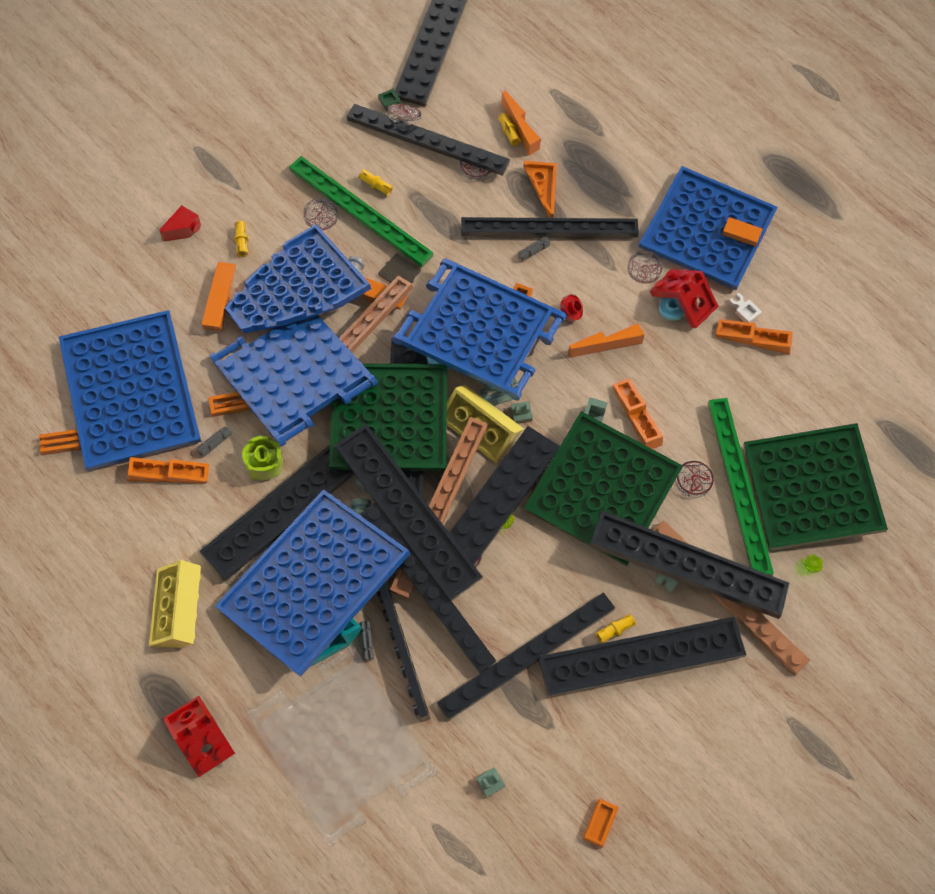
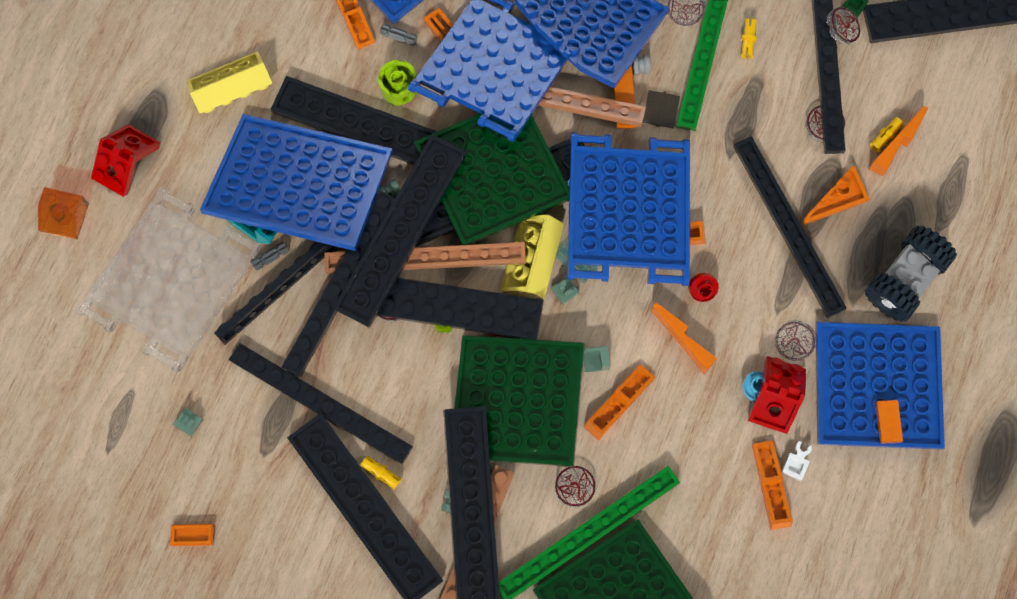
camera: 70 degrees right, 10 degrees up
(221, 820) = (61, 213): none -> clear orange slope
(534, 248) = (756, 222): dark grey axle -> none
(625, 147) = (900, 287): none -> black plate

